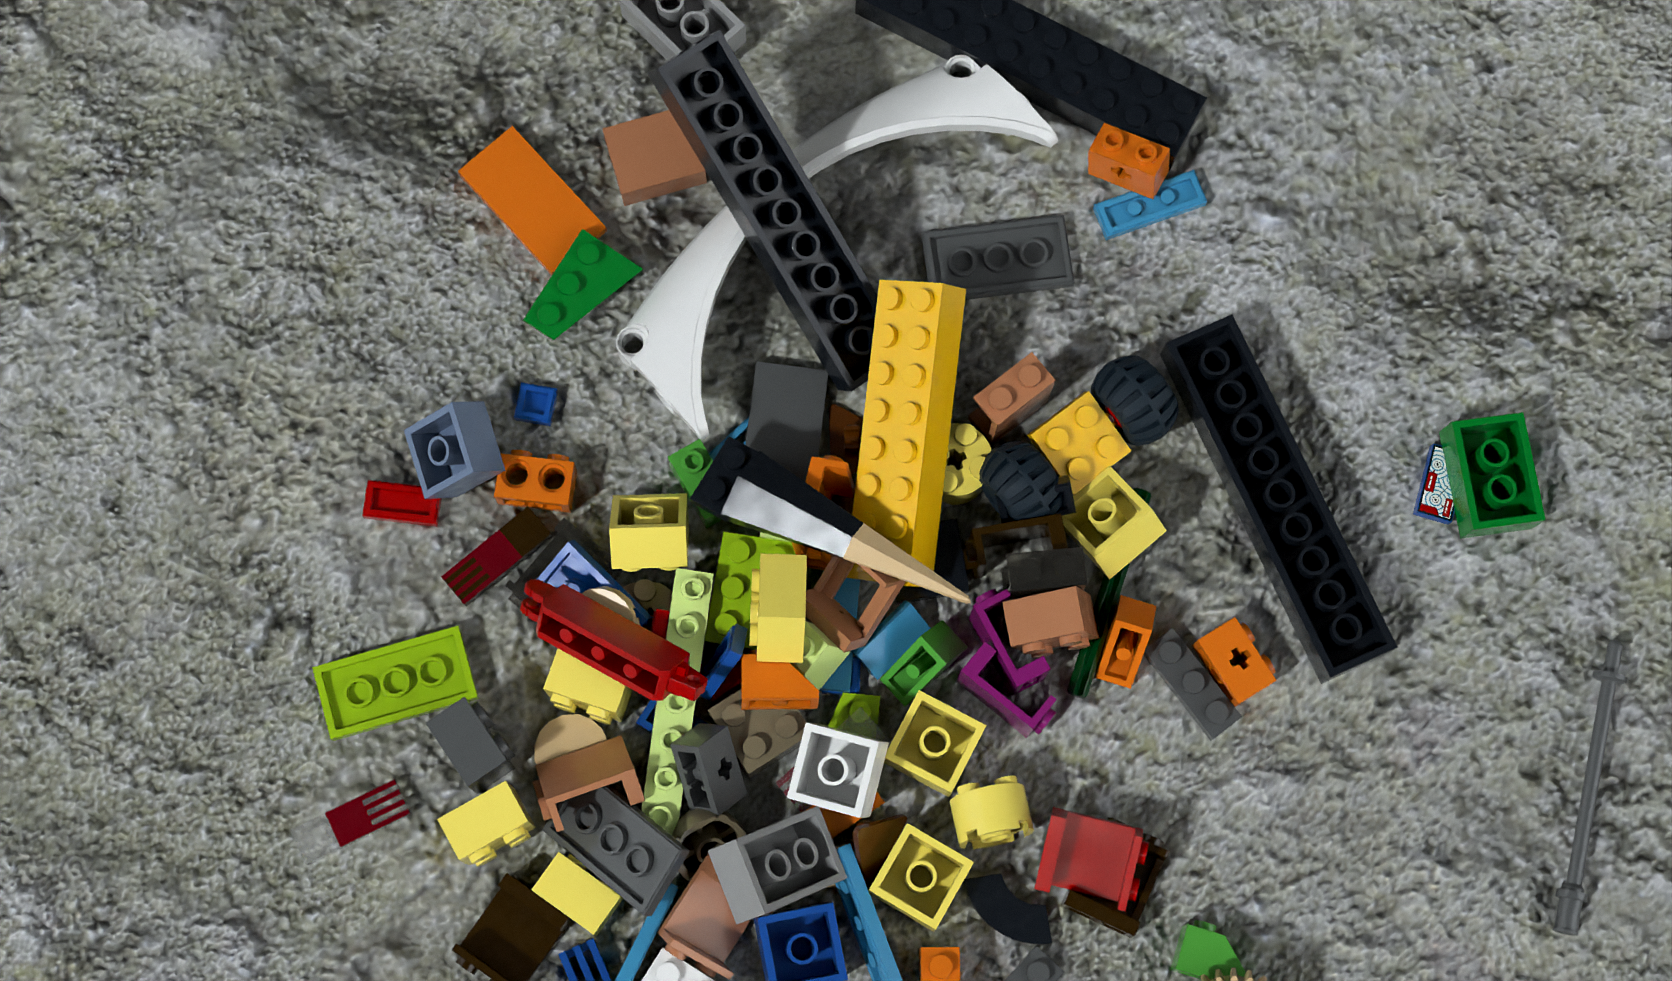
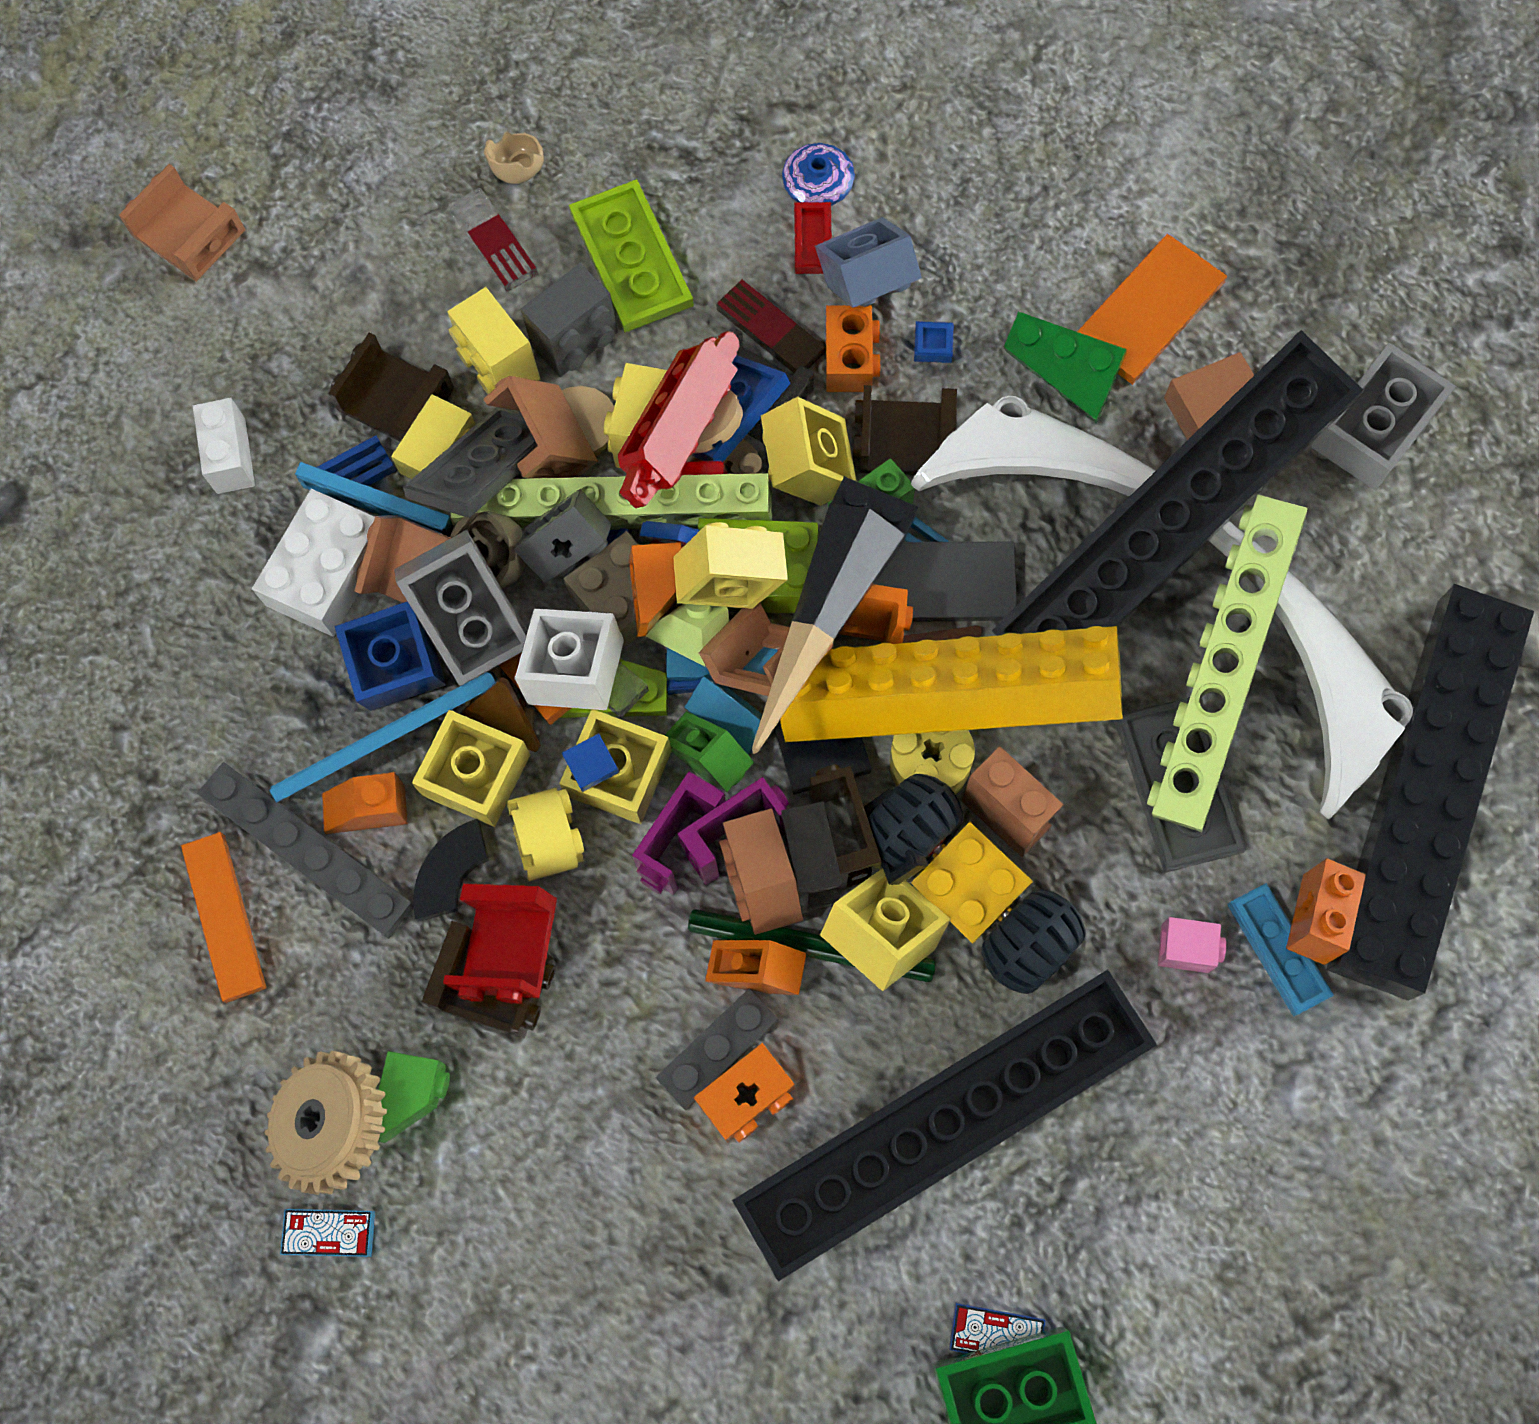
camera: 90 degrees right, 5 degrees down
(263, 789) = (515, 157): none -> tan hair
(341, 502) = (814, 185): none -> dish
(630, 442) = (902, 430): none -> dark brown panel
(938, 760) = (590, 762): none -> blue tile
(1031, 249) = (1283, 524): none -> yellowish green brick
(1143, 275) = (1191, 945): none -> bright pink brick

